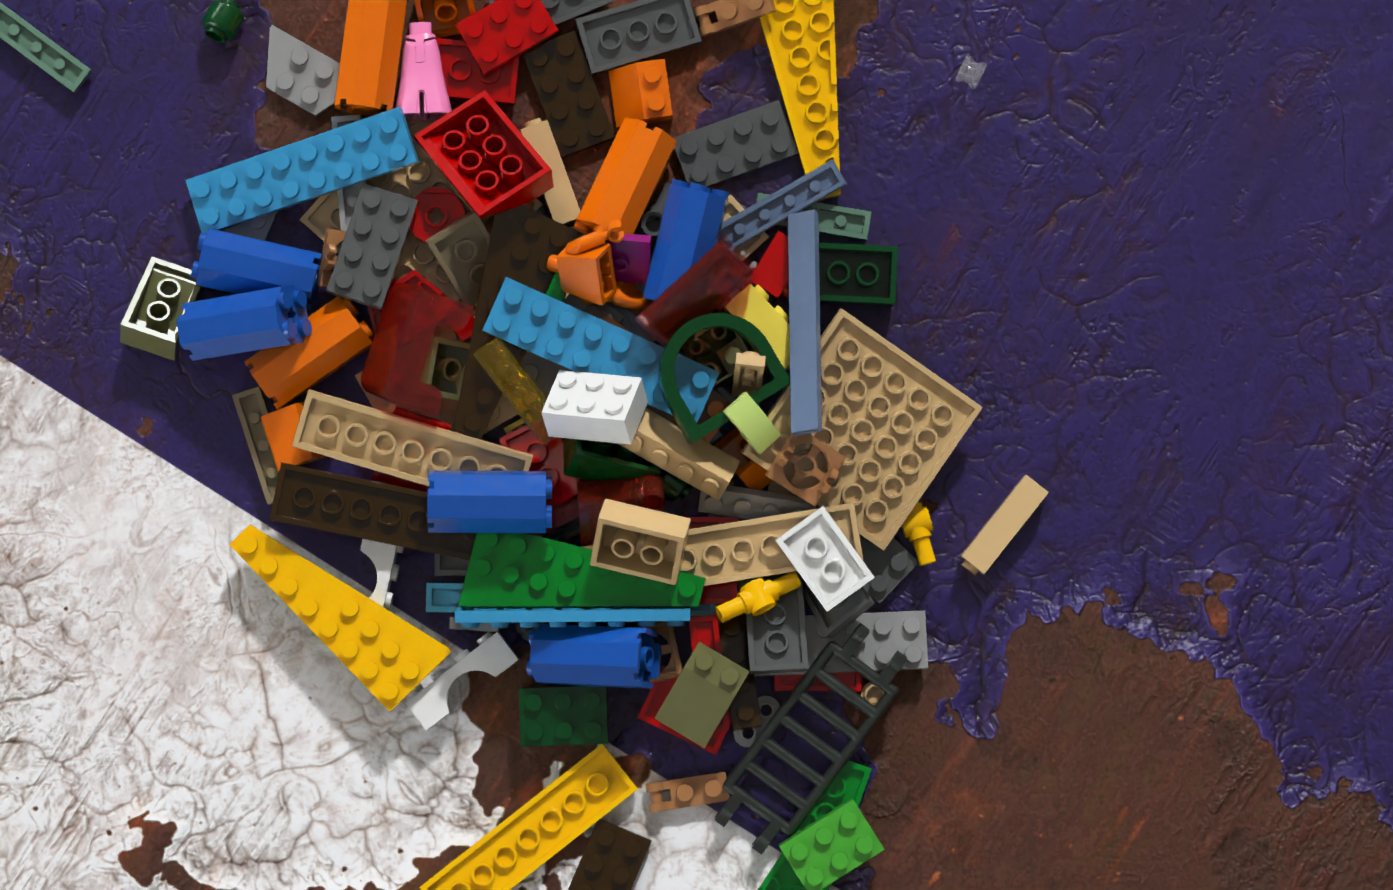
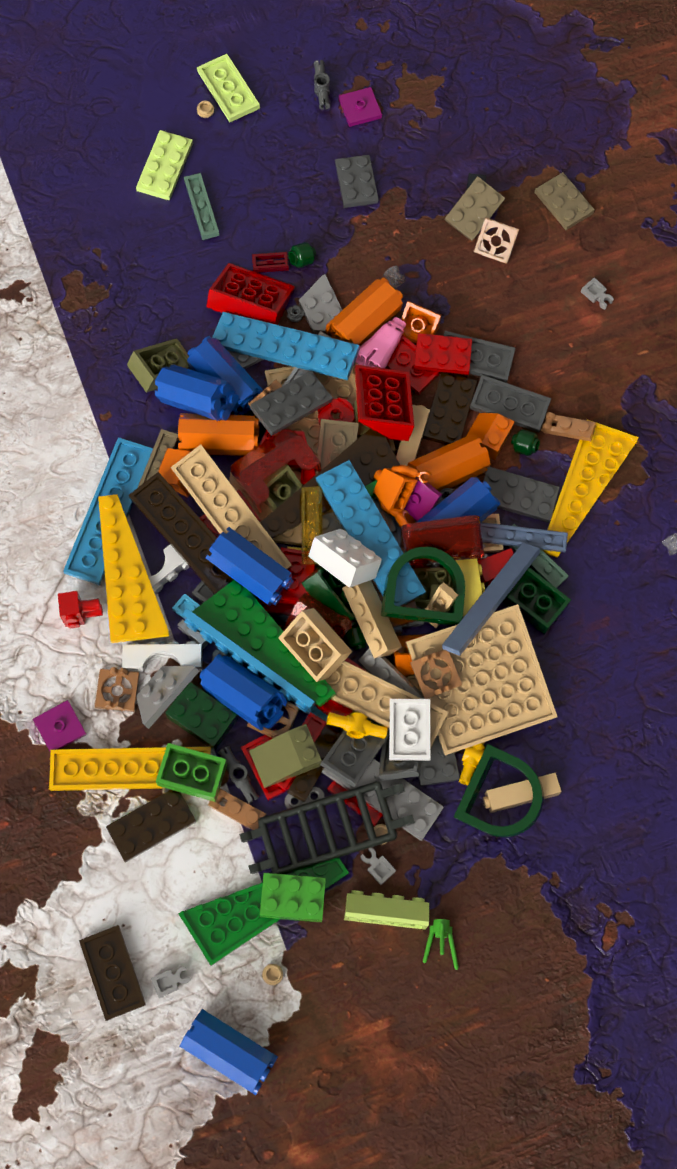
camera: 30 degrees right, 15 degrees down
(192, 69) = (270, 265): none -> dark red tile
(200, 128) = (249, 294): none -> red slope
(234, 503) = (120, 478): none -> dark azure plate
(275, 116) = (295, 317): none -> dark grey plate
(313, 704) = (75, 611): none -> red brick
(405, 851) = (59, 726): none -> magenta plate
(446, 730) = (104, 675): none -> medium nougat piece
(495, 722) = (162, 691): none -> light grey wing
(607, 793) = (191, 772): none -> bright green brick
(645, 743) = (243, 783): none -> dark grey pin
(695, 71) = (525, 442): none -> dark green head
(752, 423) = (424, 627): yellowish green slope -> none
(903, 736) = (379, 868): none -> light grey plate
(935, 509) = (476, 782): none -> dark green window
(946, 780) = (387, 911): none -> yellowish green slope
(1023, 753) = (441, 929): none -> bright green plant

